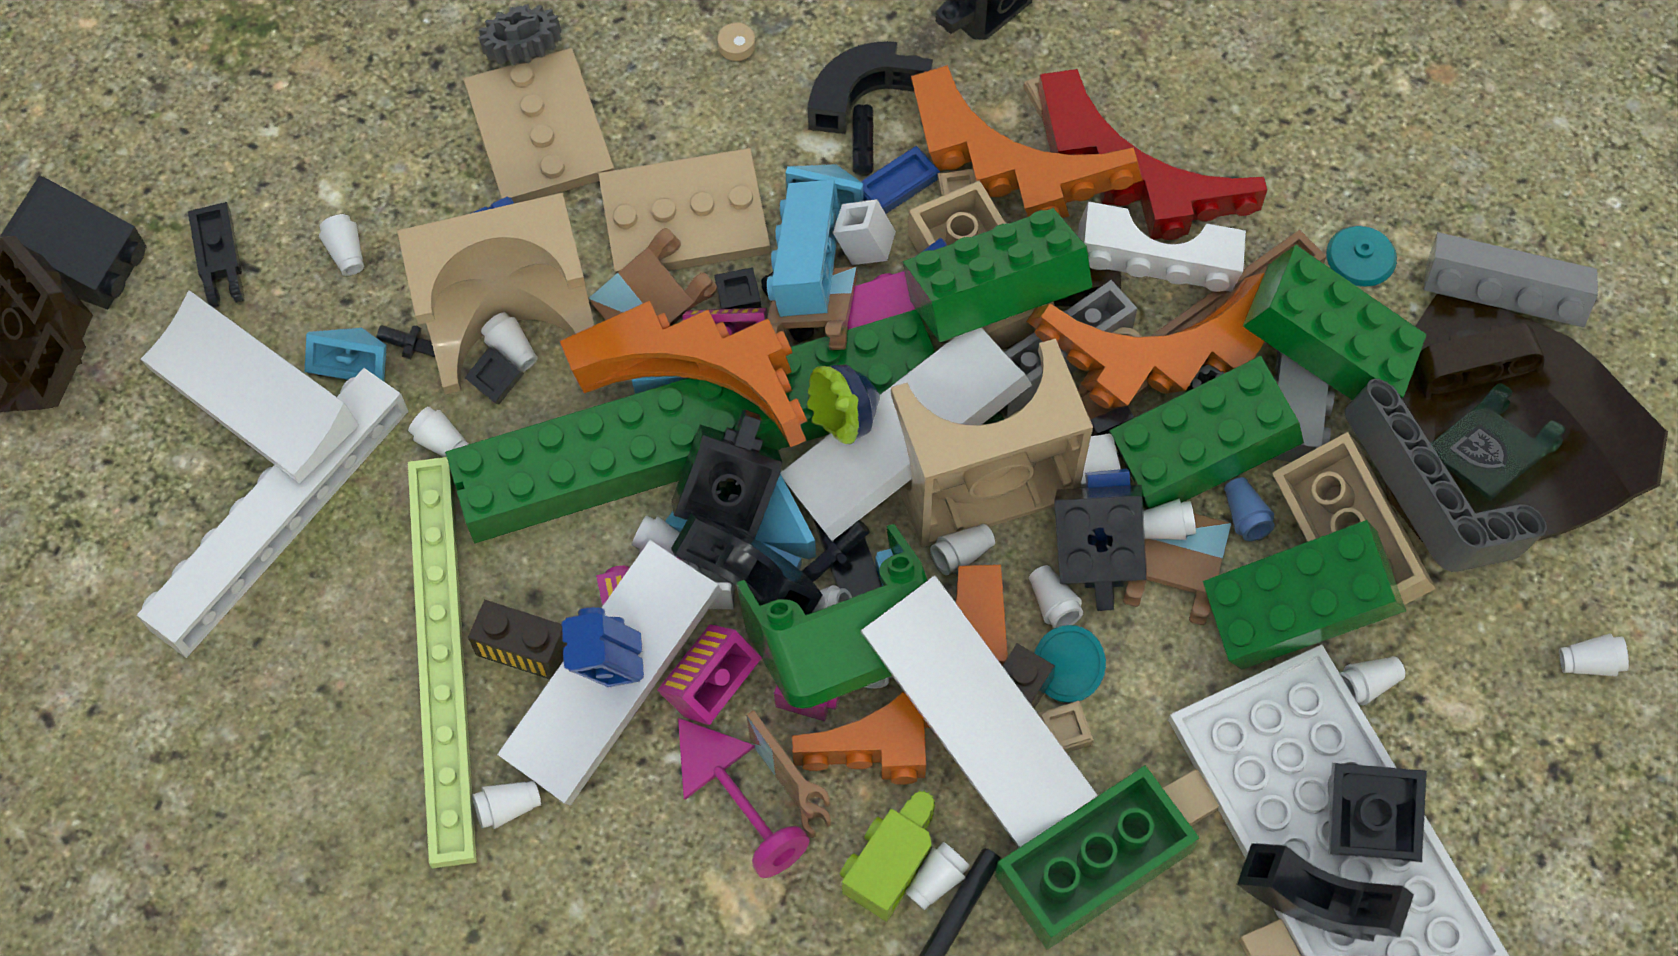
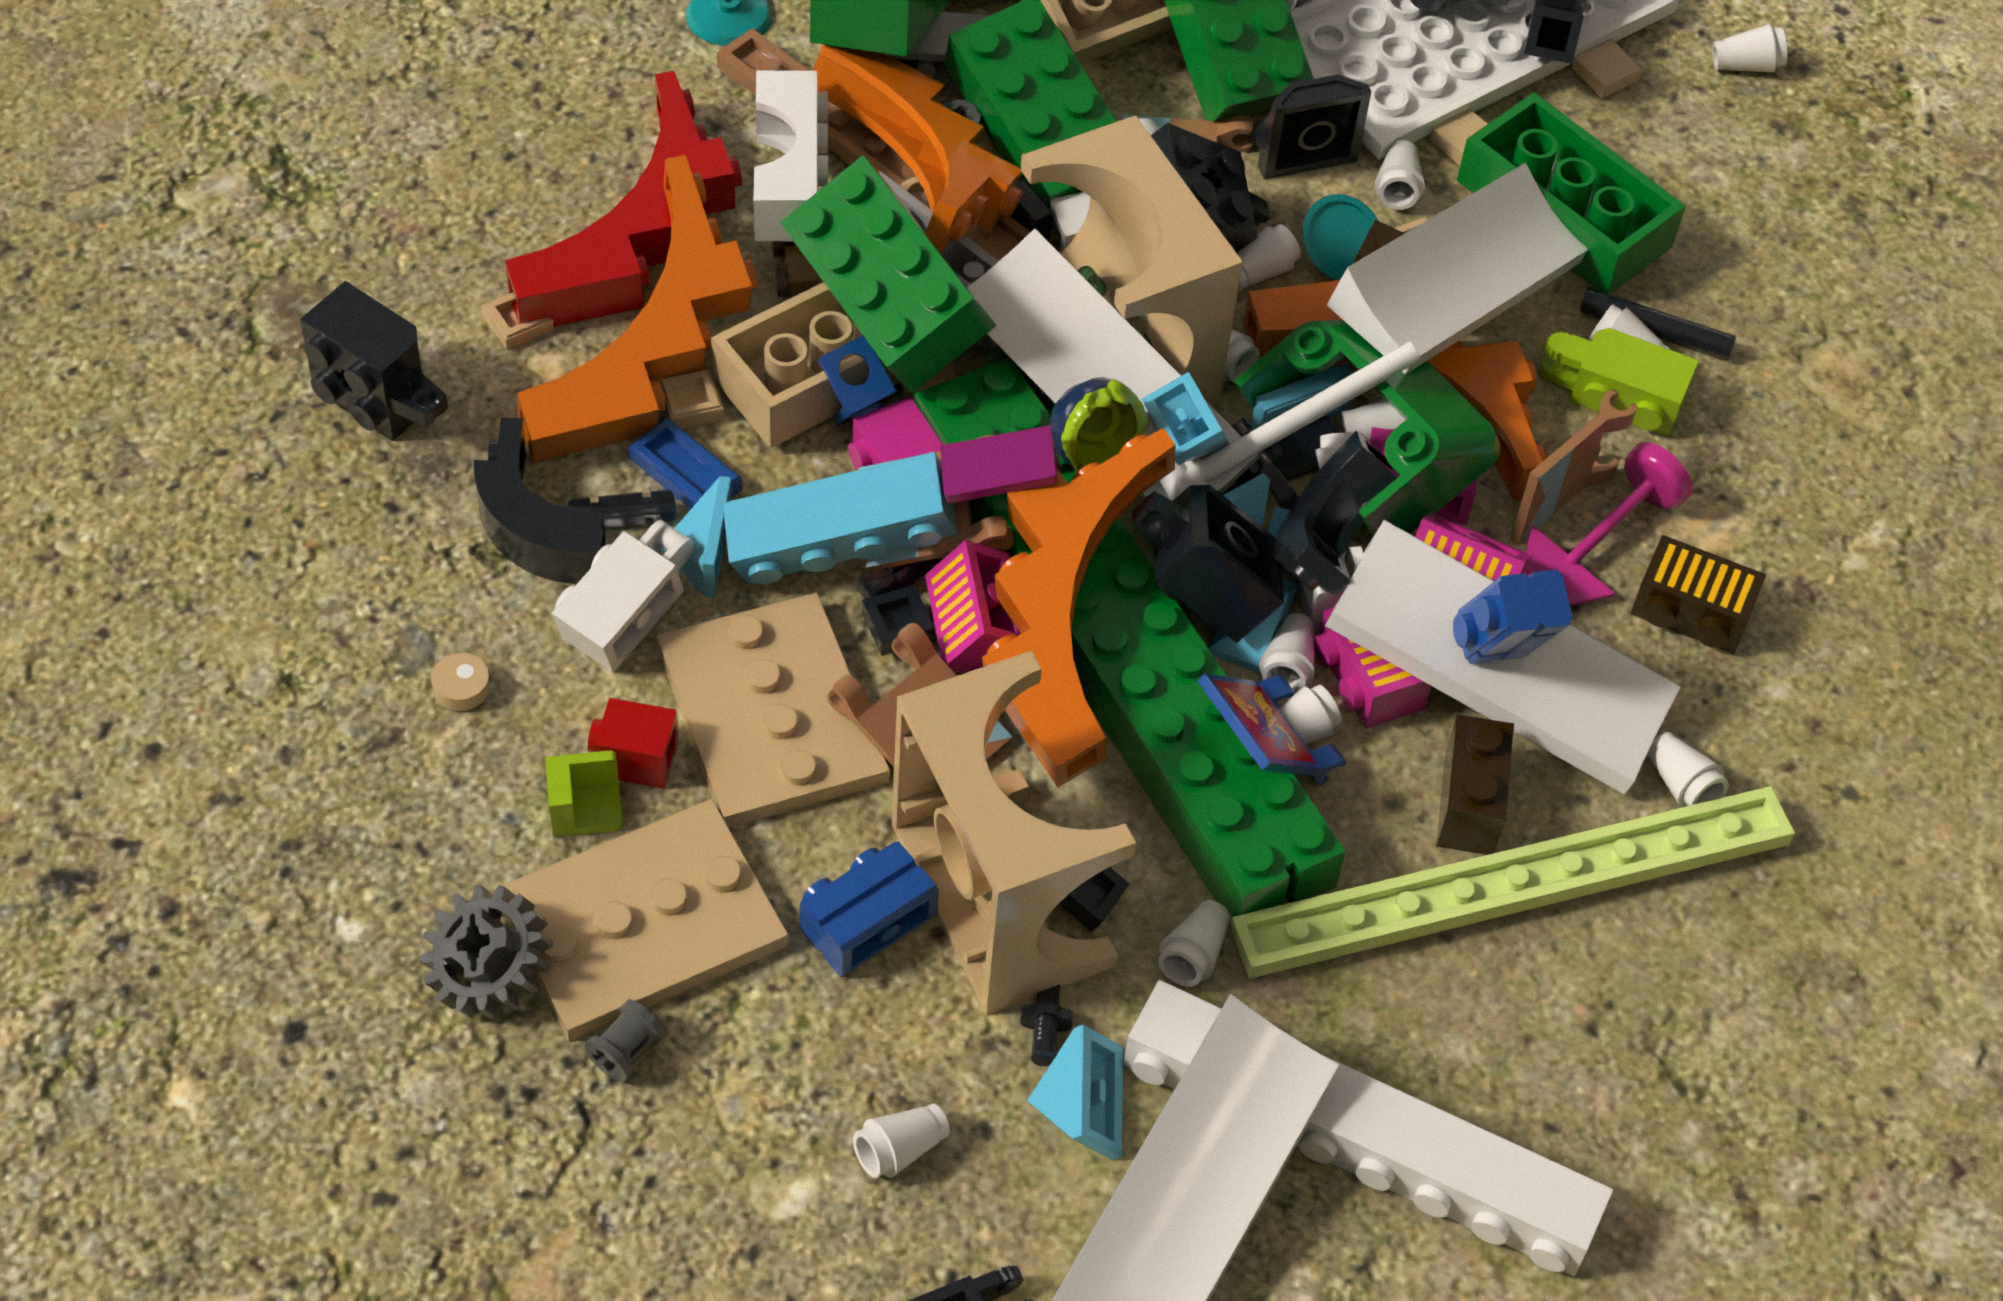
camera: 105 degrees left, 10 degrees down
(446, 105) = (625, 1040): none -> dark grey bush
(575, 485) = (1264, 729): none -> blue flag
(603, 537) = (1312, 713): none -> white cone
(630, 96) = (583, 793): none -> lime panel
(662, 127) = (641, 737): none -> red brick
(662, 855) = (1698, 594): none -> dark brown brick
(776, 124) = (623, 594): none -> white brick
(795, 320) = (999, 464): none -> magenta panel
(805, 476) = (1286, 423): none -> white bar
(840, 472) = (1186, 419): none -> medium azure slope
(864, 232) = (791, 463): white brick -> none
(1142, 728) = (1400, 177): none -> white cone
(1185, 653) = (1313, 126): none -> black slope
(1248, 511) = (1118, 87): medium blue cone -> none

